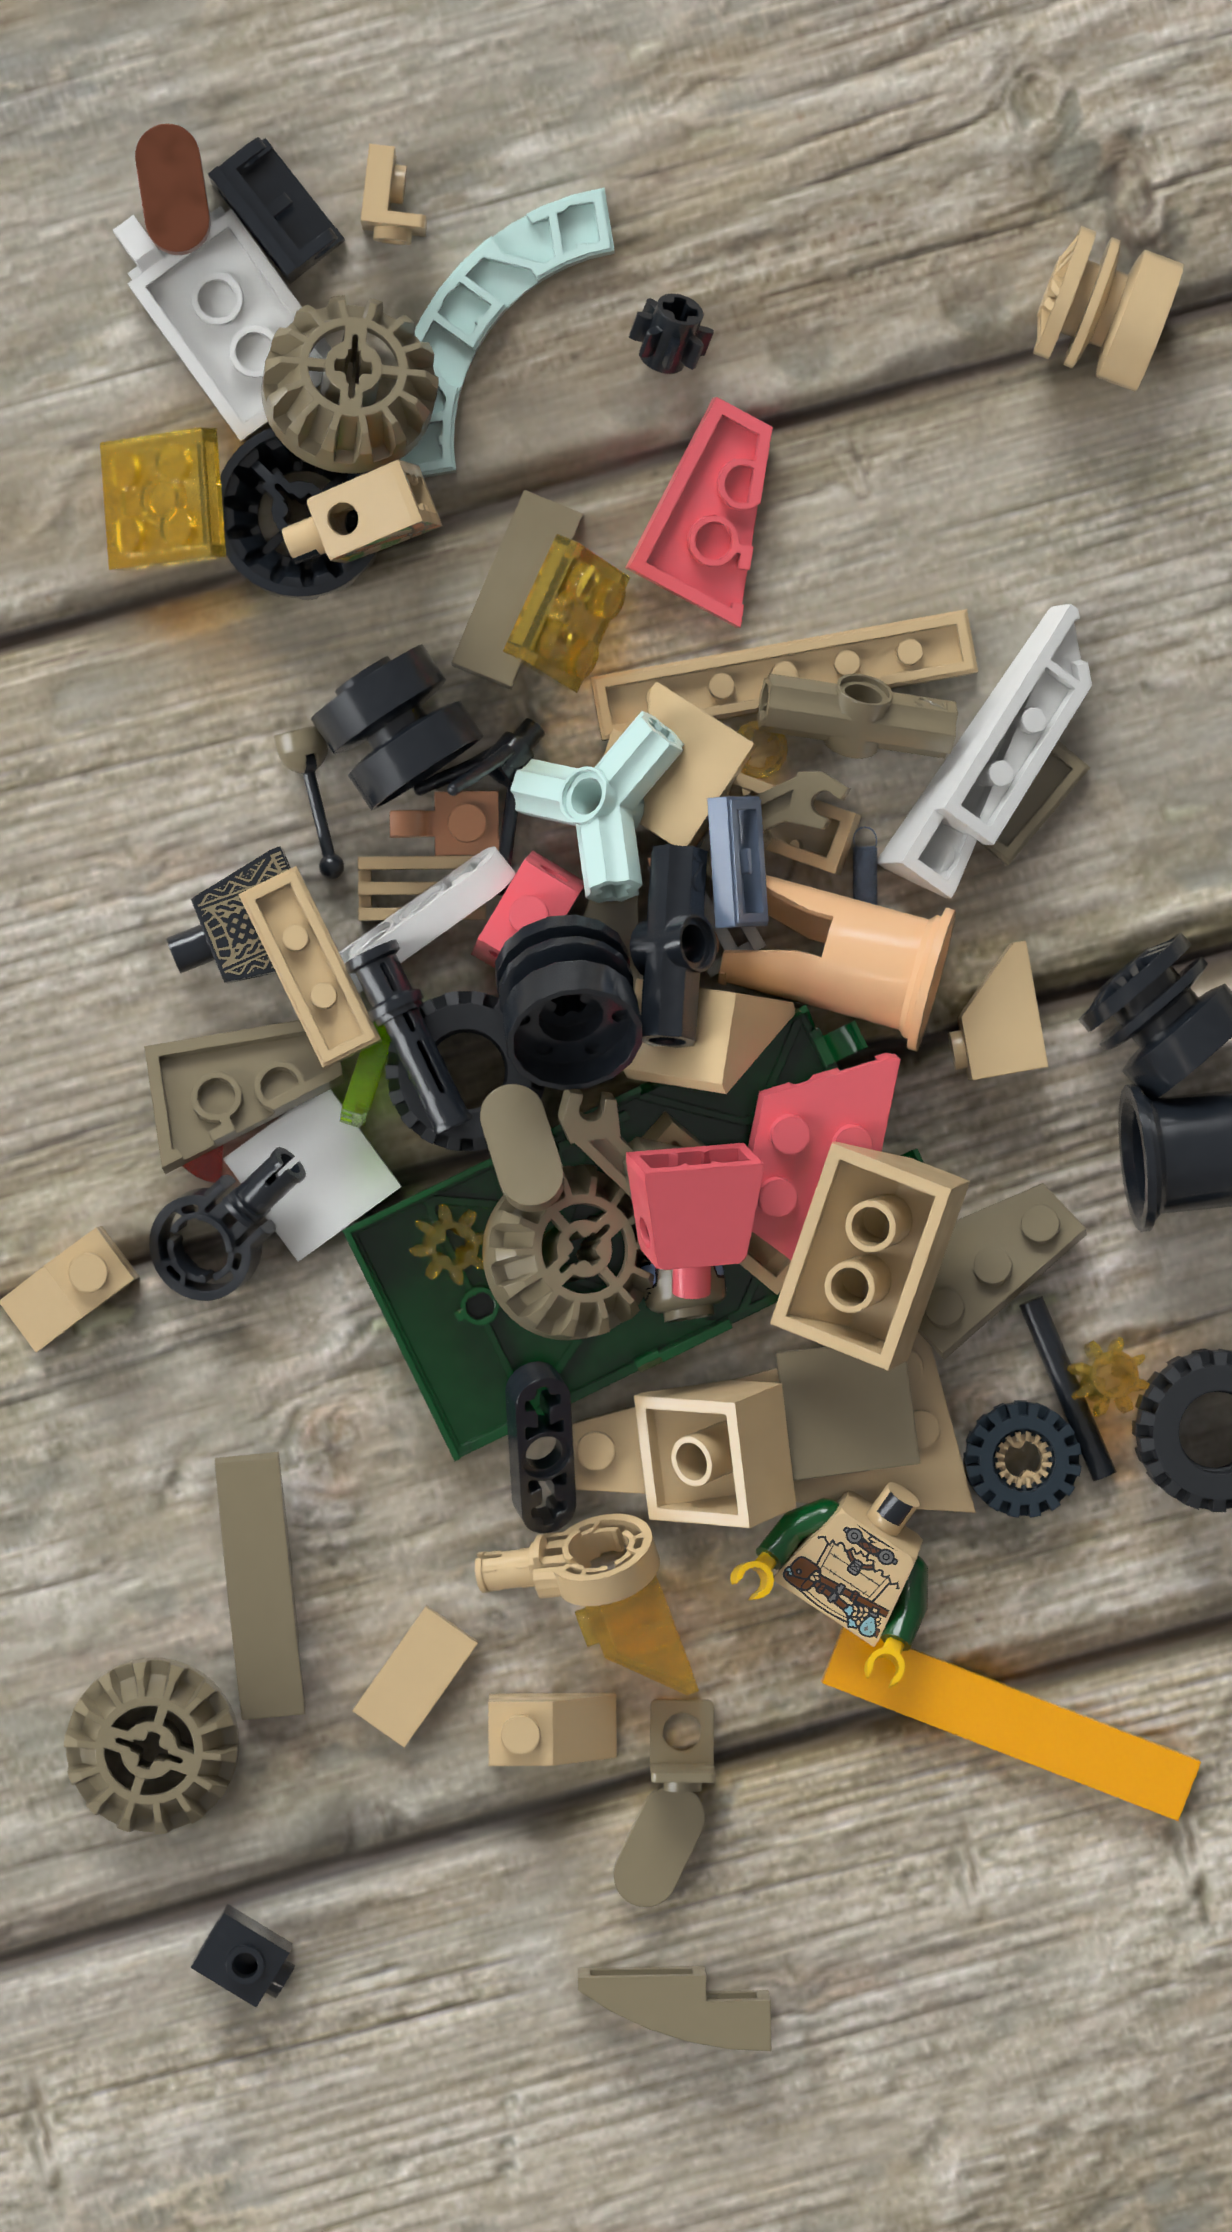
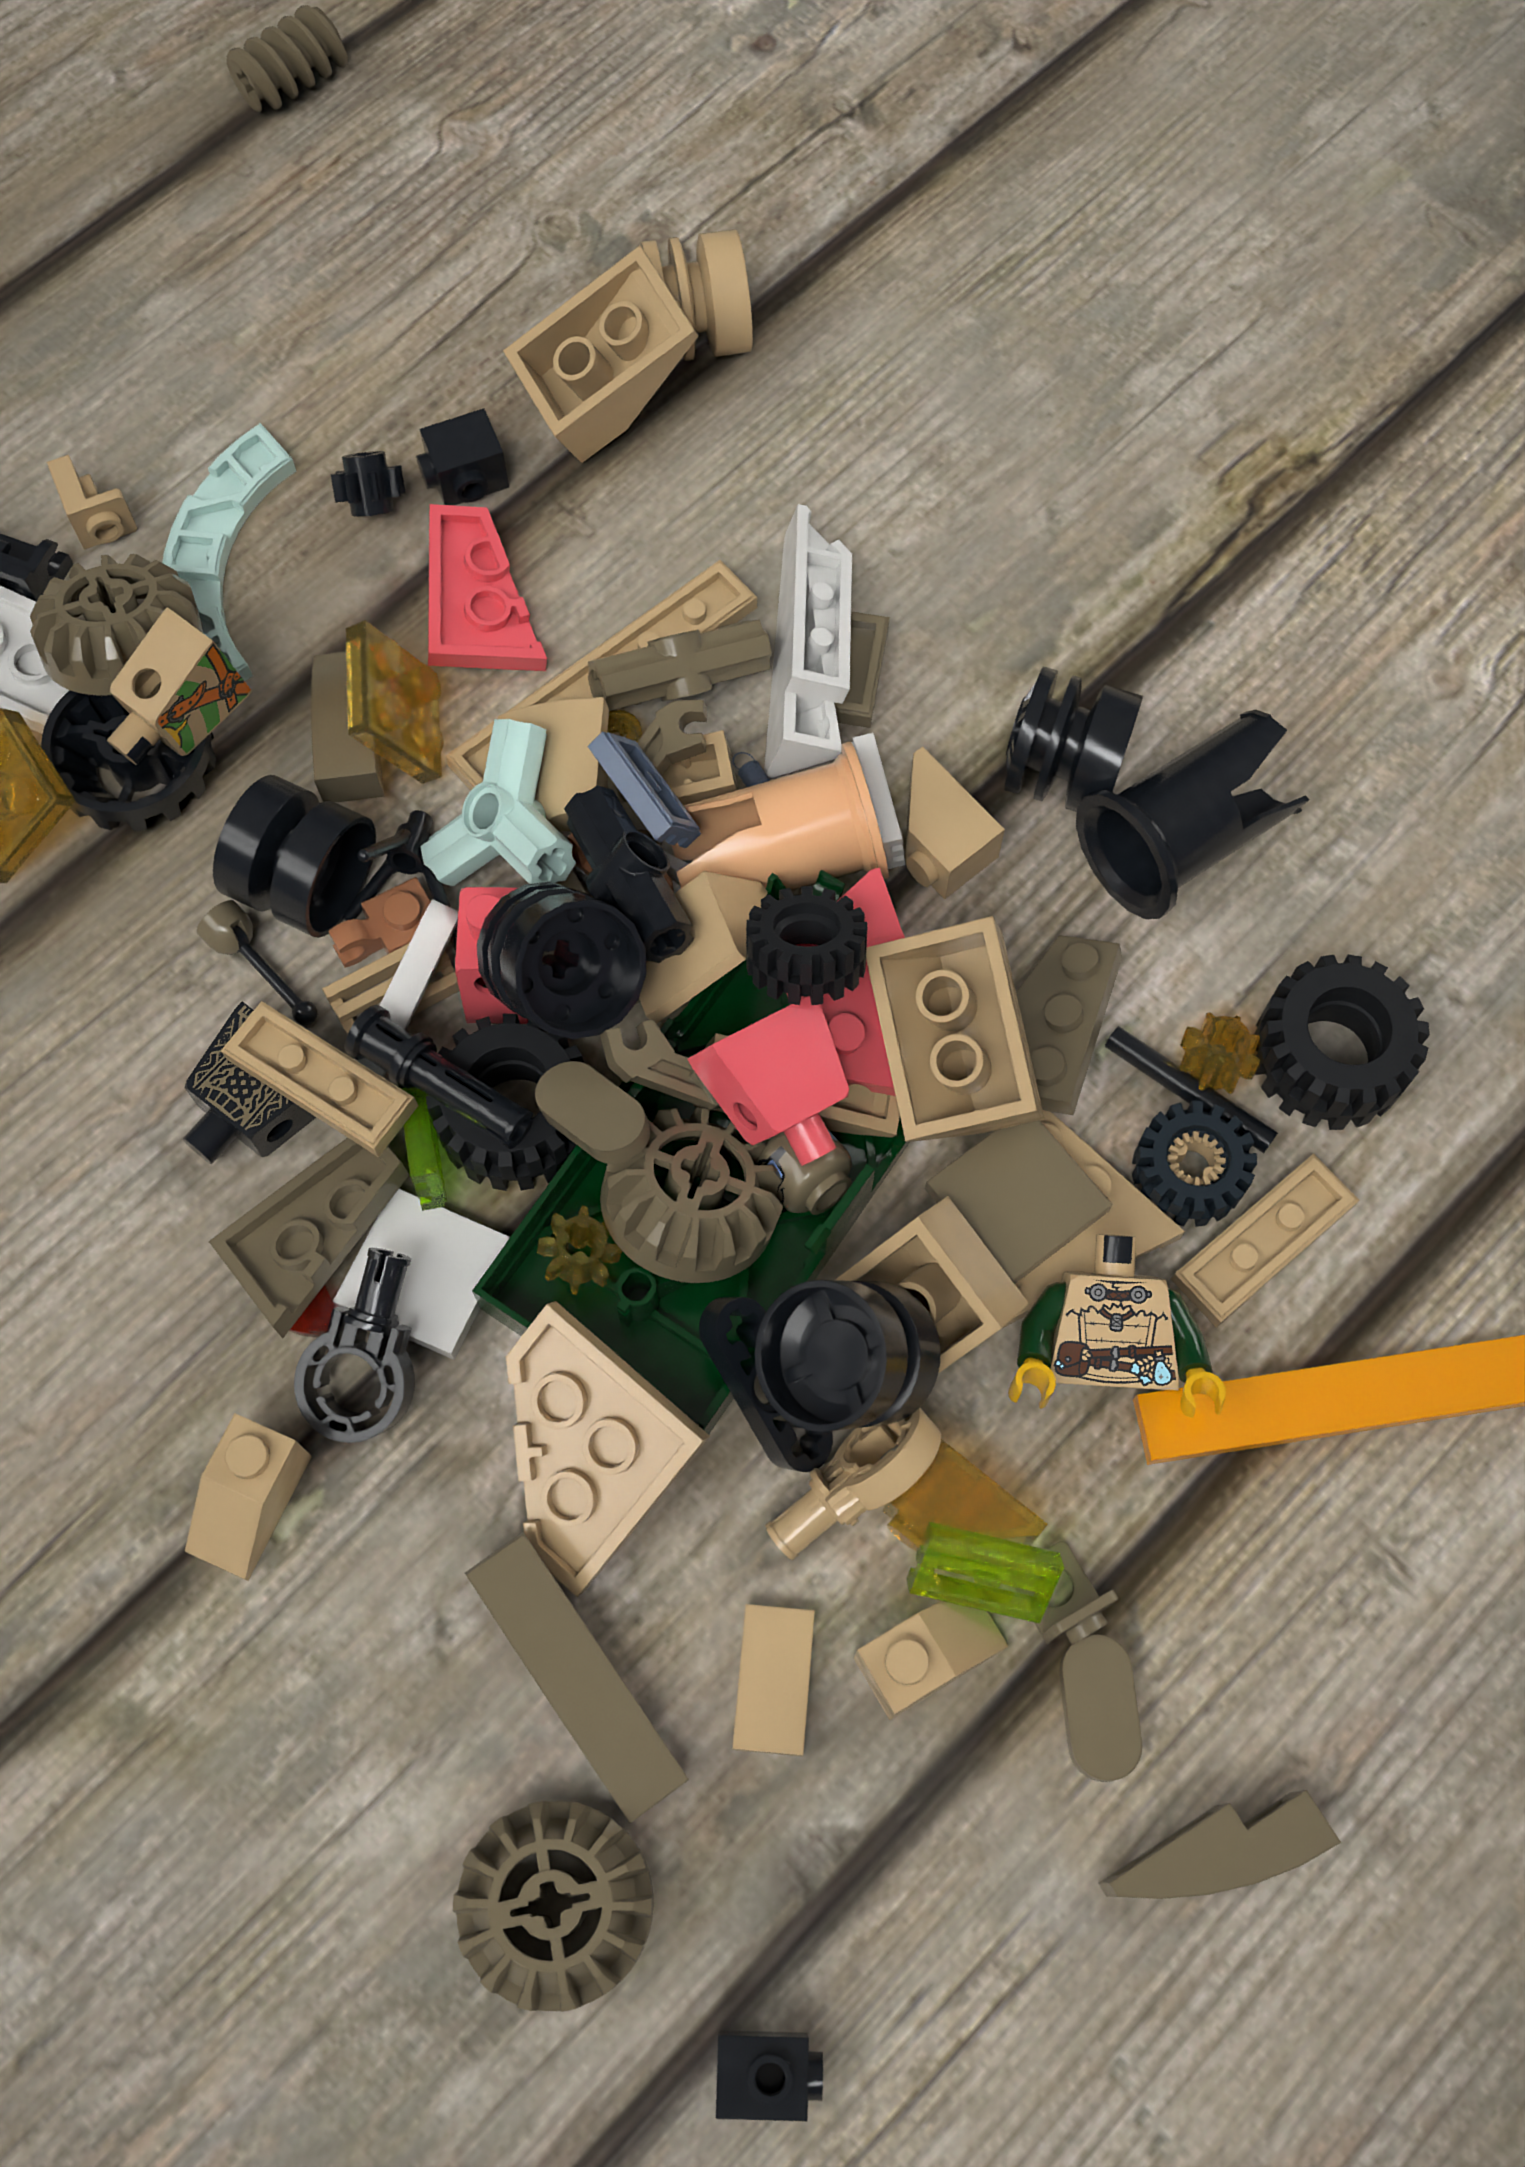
camera: 30 degrees left, 20 degrees down
(369, 1416) = (589, 1445): none -> tan plate
(613, 1477) = (846, 1354): none -> black wheel
(627, 1698) = (990, 1563): none -> clear neon green tile
(777, 355) = (462, 458): none -> black brick
(800, 1090) = (803, 970): none -> black tyre
(958, 960) = (881, 799): none -> white tile
(969, 339) = (603, 354): none -> tan slope
(1043, 1555) = (1264, 1240): none -> tan tile

